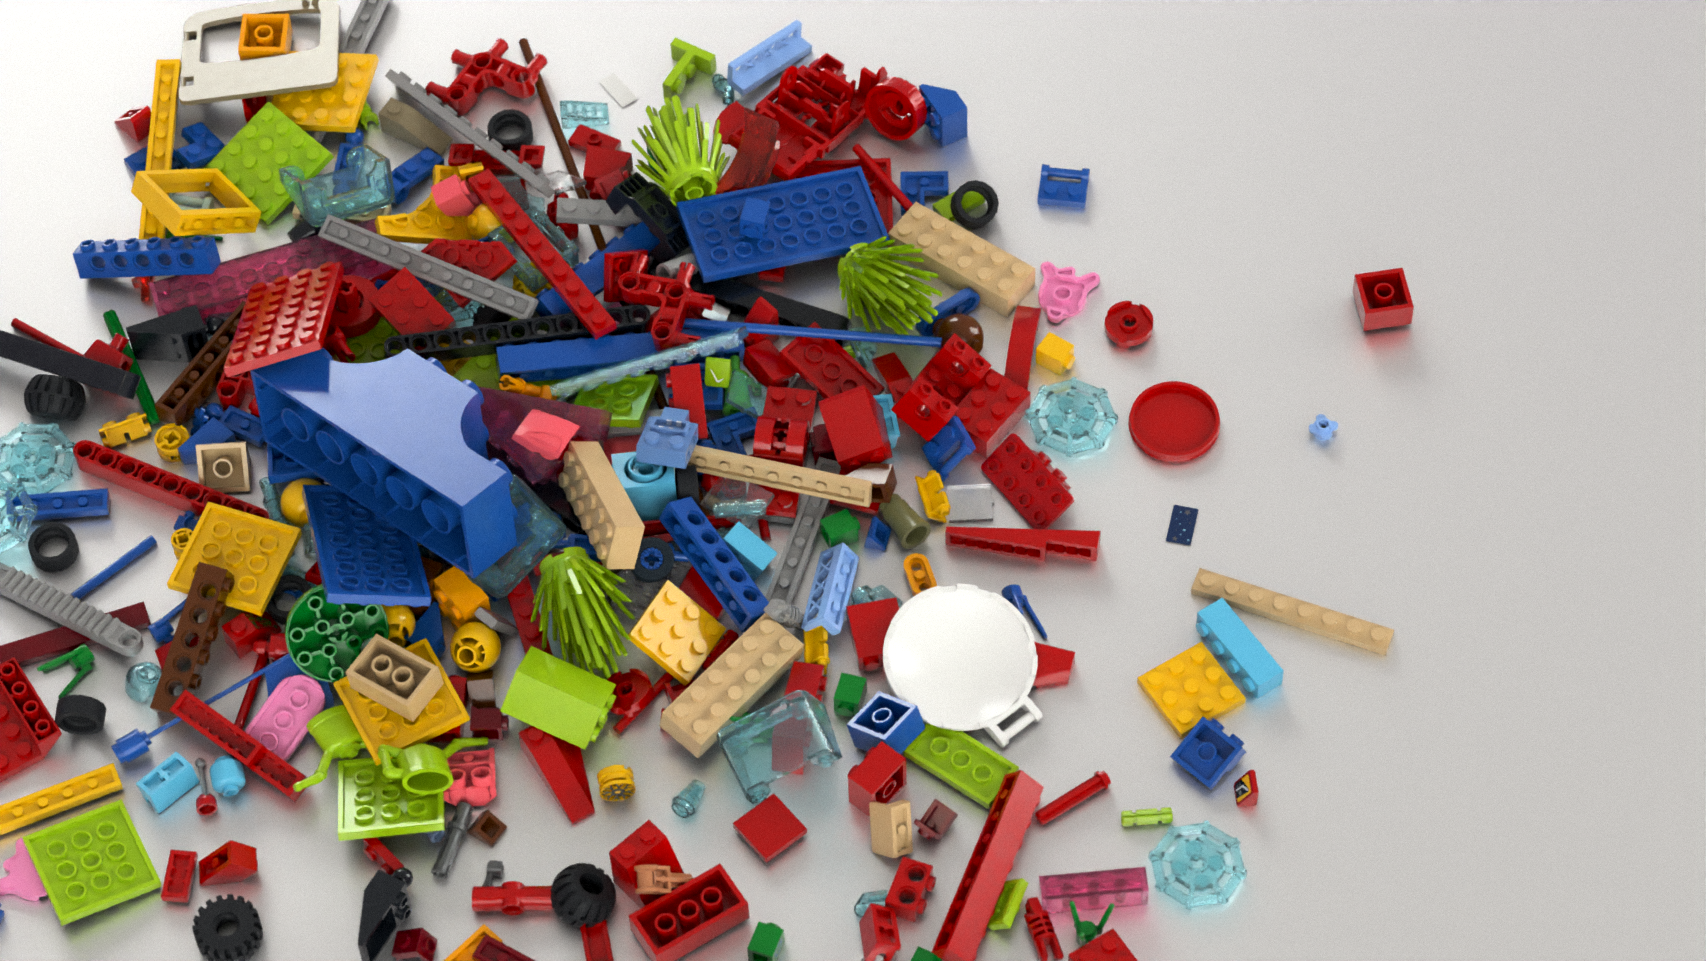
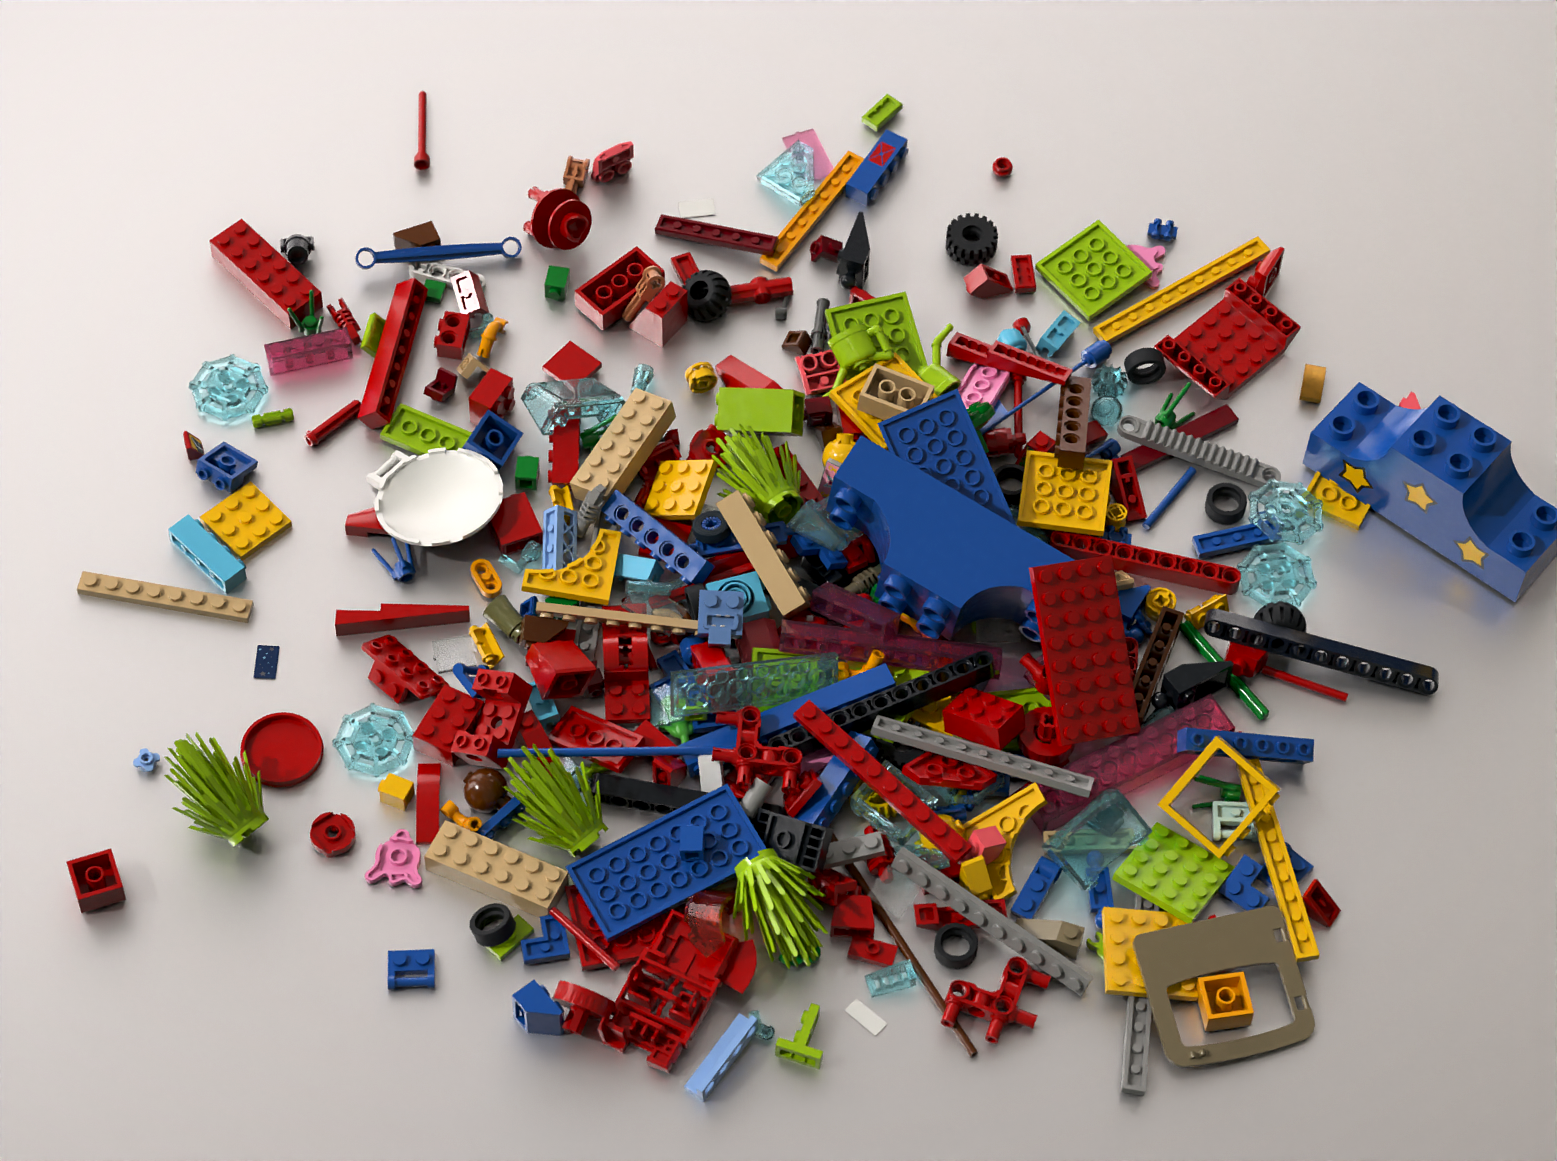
camera: 165 degrees right, 0 degrees up
(128, 712) = (1109, 381): none -> clear light blue gear
(158, 569) = (1126, 488): none -> red slope
(545, 434) = (825, 602): coral slope -> none
(808, 535) = (583, 579): none -> yellow plate
(864, 872) = (489, 336): none -> light orange piece
(982, 310) = (452, 812): none -> light orange piece
(1230, 333) = (225, 802): none -> lime plant

